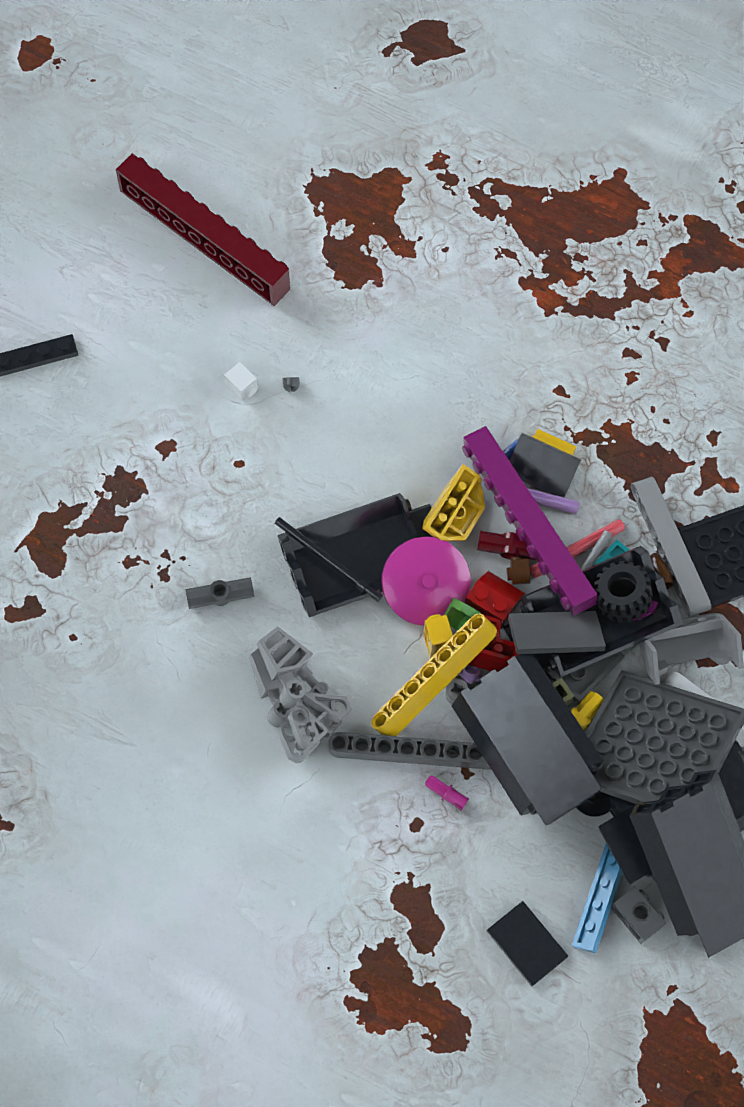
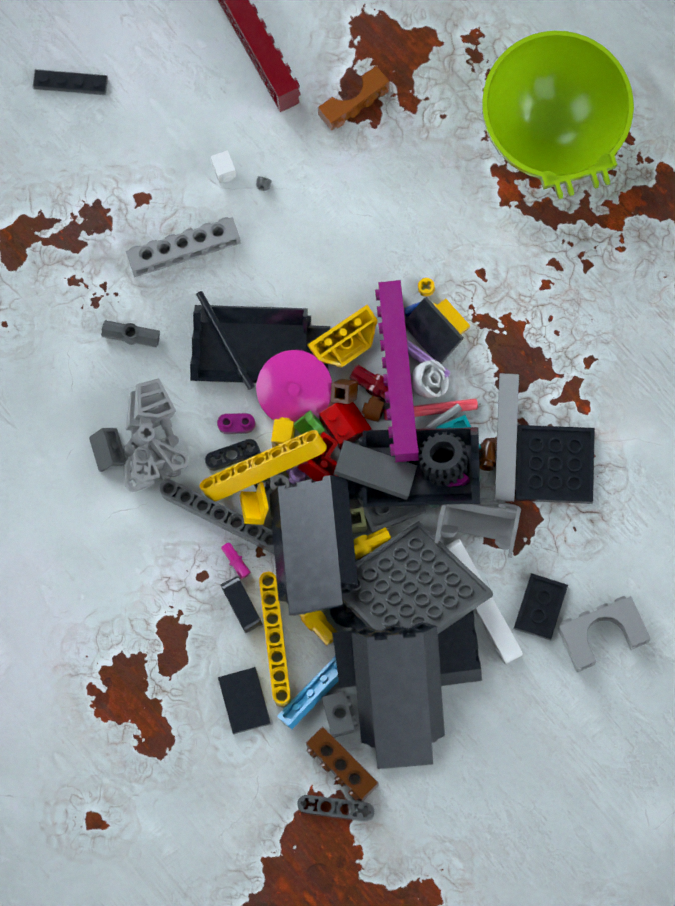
camera: 30 degrees right, 5 degrees up
(233, 490) = (193, 249): none -> light grey brick
(249, 727) = (107, 448): none -> dark grey panel
(334, 283) = (336, 112): none -> dark orange arch
(379, 645) = (235, 425): none -> magenta plate
(406, 675) = (246, 455): none -> black beam
(442, 722) = (254, 505): none -> yellow panel
(475, 838) = (241, 604): none -> black beam
(480, 563) = (344, 391): none -> reddish brown brick
(515, 430) = (426, 292): none -> yellow bush
(530, 872) = (274, 648): none -> yellow beam
(565, 517) = (429, 379): none -> white cylinder
(570, 826) = (319, 625): none -> yellow piece
(576, 189) = (558, 108): none -> lime windscreen
(683, 1021) = (335, 810): none -> dark grey beam
(704, 976) = (323, 739): none -> reddish brown brick

